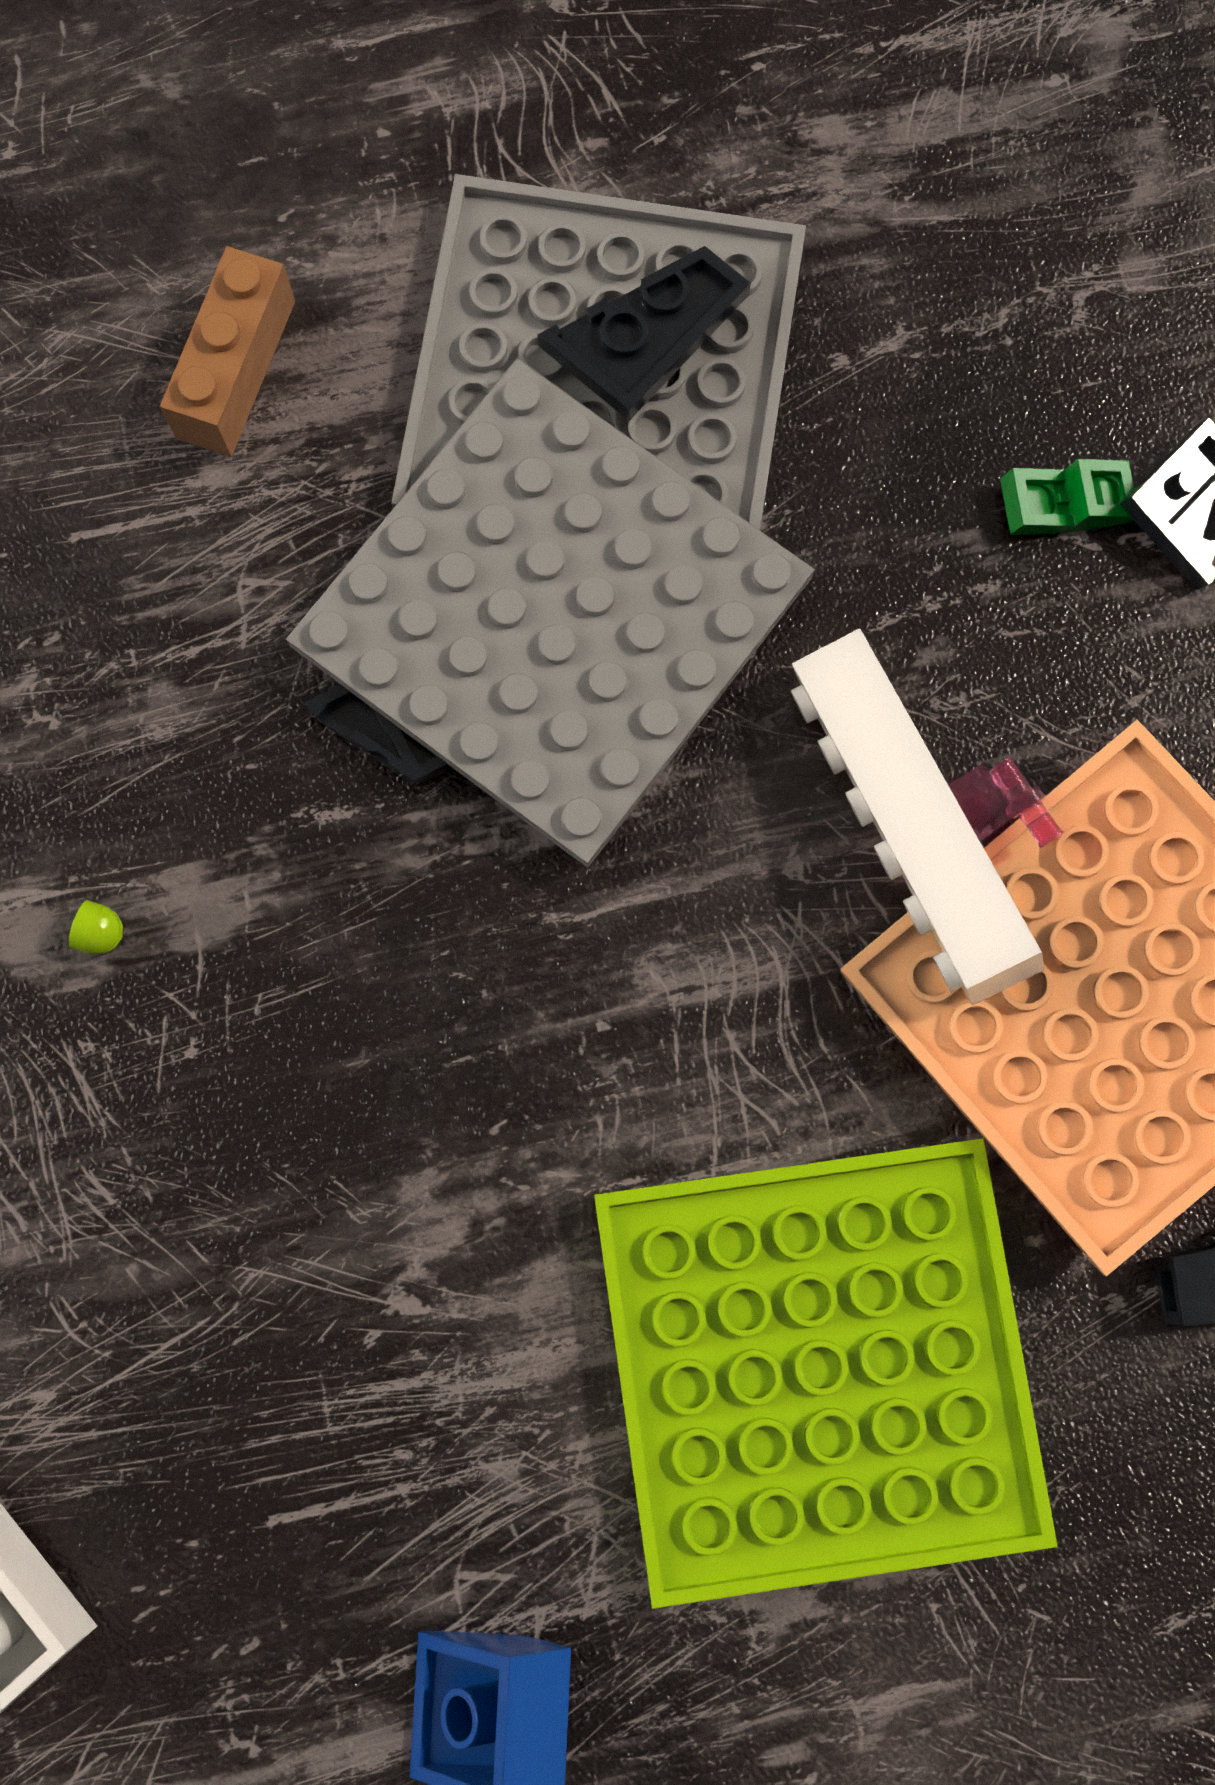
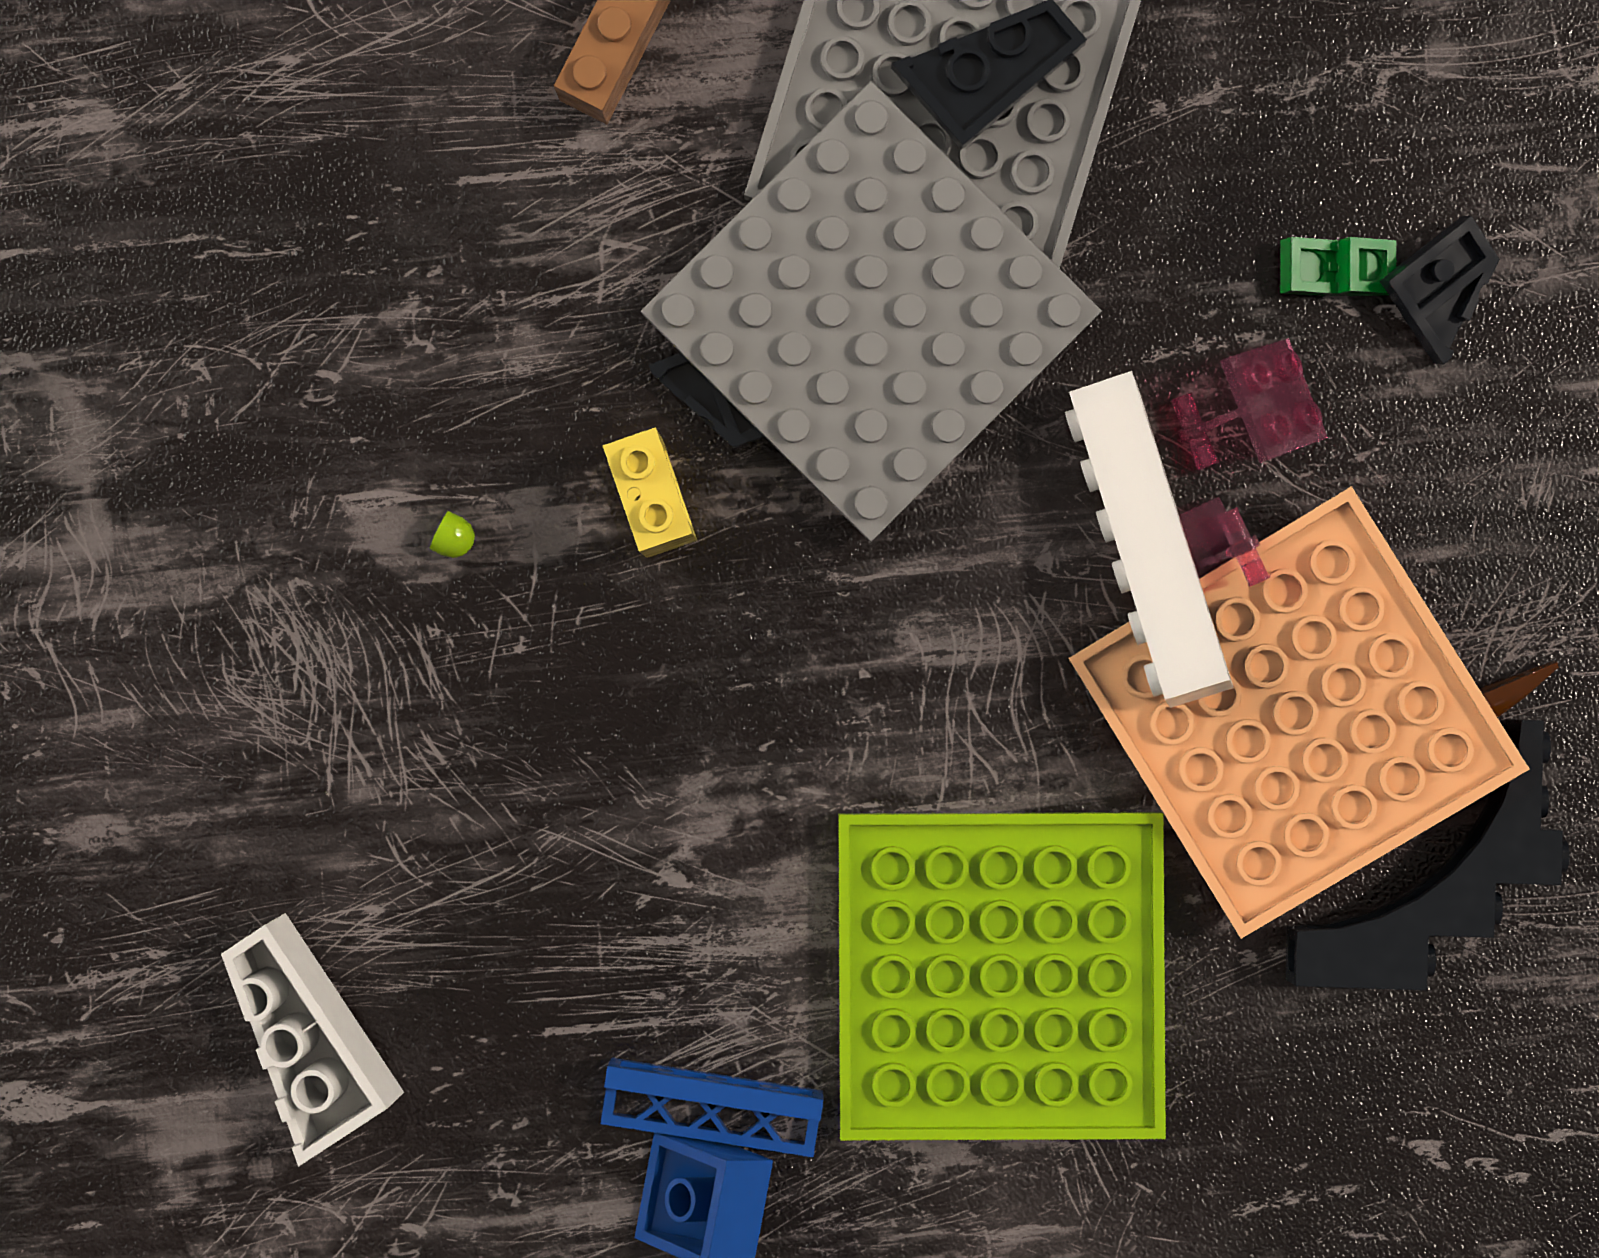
camera: 10 degrees right, 10 degrees up
(317, 838) = (644, 470): none -> light yellow window
(482, 1566) = (716, 1090): none -> blue fence
(1021, 642) = (1269, 399): none -> clear pink plate

